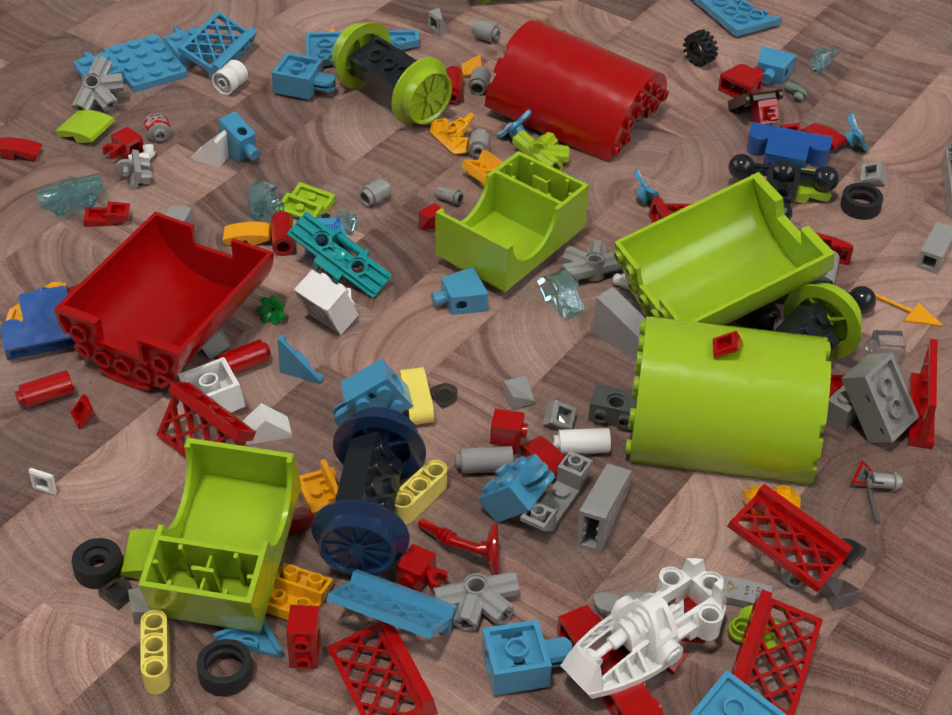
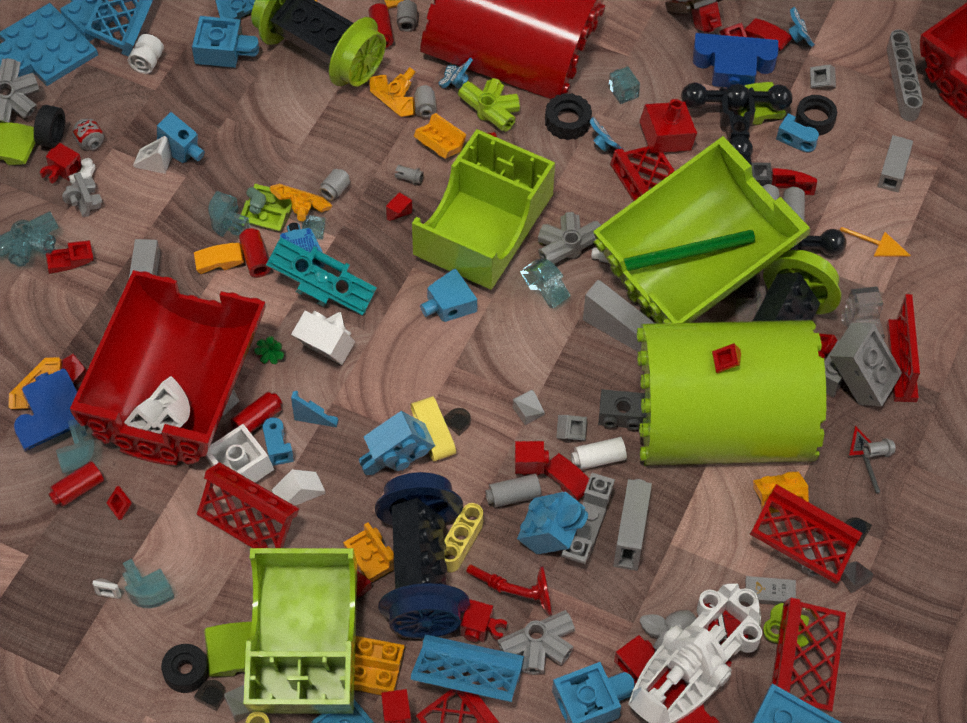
camera: 10 degrees left, 15 degrees up
(56, 360) = (77, 454): none -> clear light blue brick
(83, 489) = (146, 591): none -> clear light blue brick
(119, 104) = (49, 126): none -> black tyre
(158, 326) = (165, 406): none -> white brick
(255, 384) = (274, 435): none -> dark azure leg
(295, 192) = (257, 200): none -> sand green arm
(338, 198) = (300, 200): none -> light orange piece
(611, 181) = (572, 103): none -> black tyre
(674, 155) = (624, 85): none -> clear light blue brick
(707, 180) = (668, 127): none -> red brick
(711, 279) = (689, 250): none -> green axle
(839, 213) = (797, 134): none -> dark azure leg

